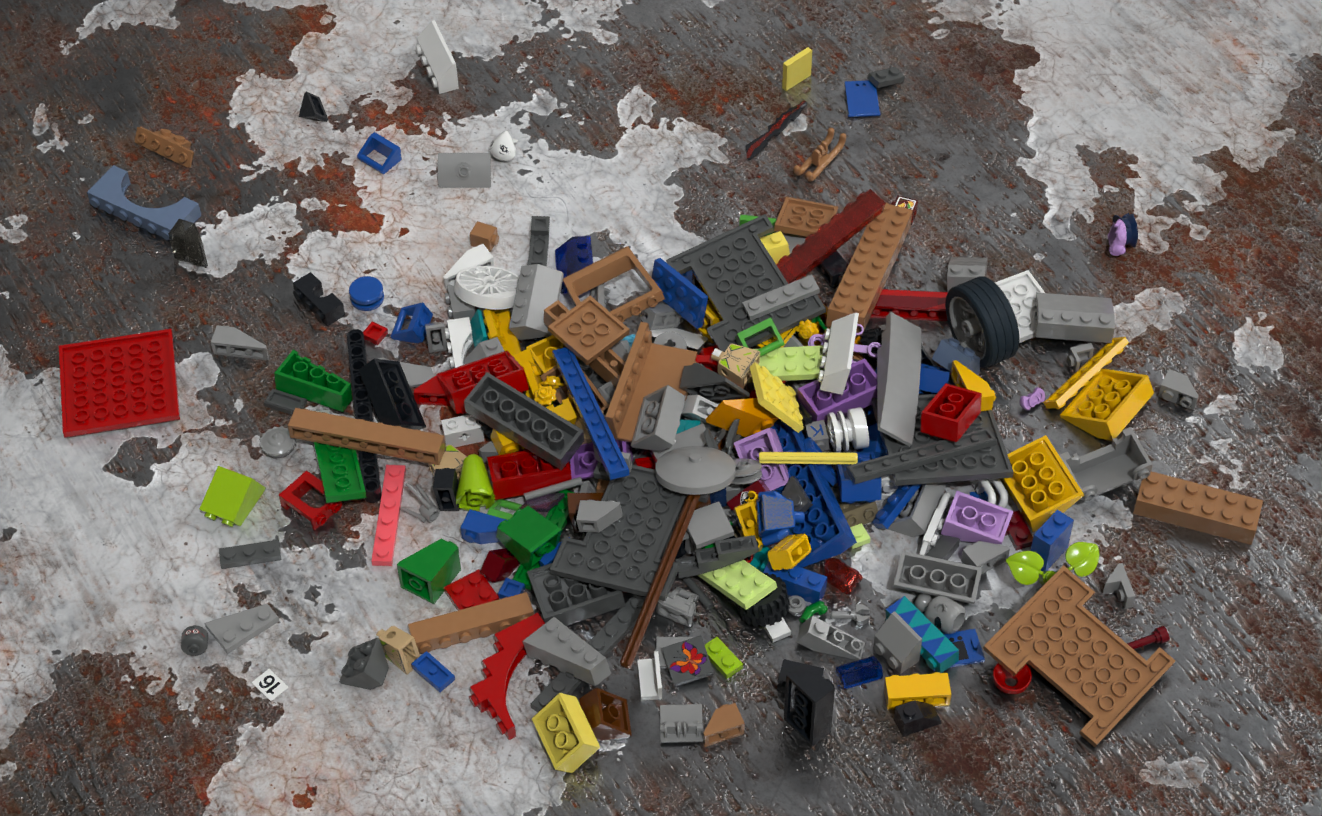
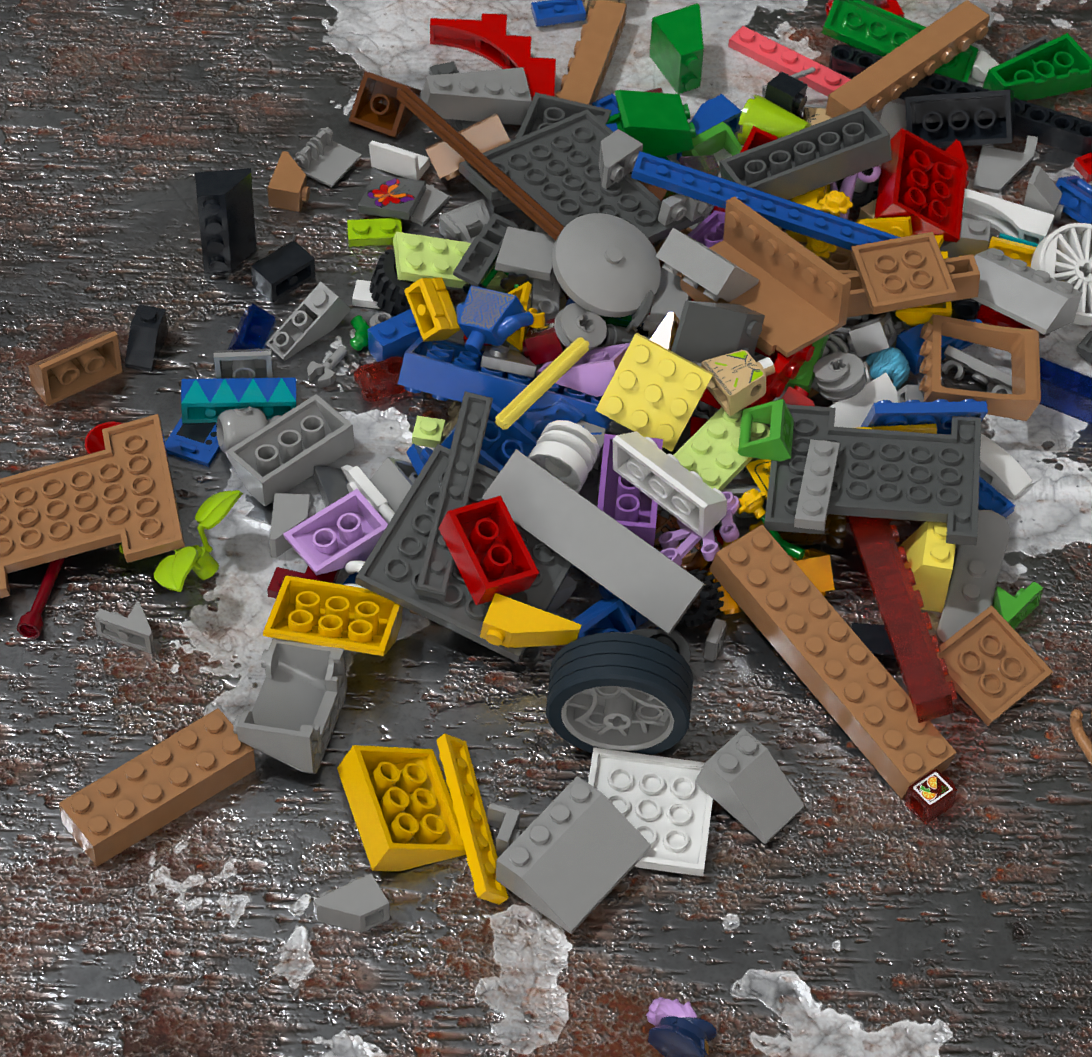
camera: 120 degrees right, 0 degrees up
(470, 591) = (634, 76): red plate -> none
(565, 733) = (384, 54): light yellow brick -> none
(609, 634) = (483, 135): none -> medium nougat slope
(911, 305) = (741, 697): red brick -> none
(925, 688) = (176, 357): yellow brick -> none
(974, 732) = (76, 368): none -> medium nougat slope
(1032, 399) = (479, 730): lavender piece -> none
(1052, 538) = (240, 579): blue brick -> none

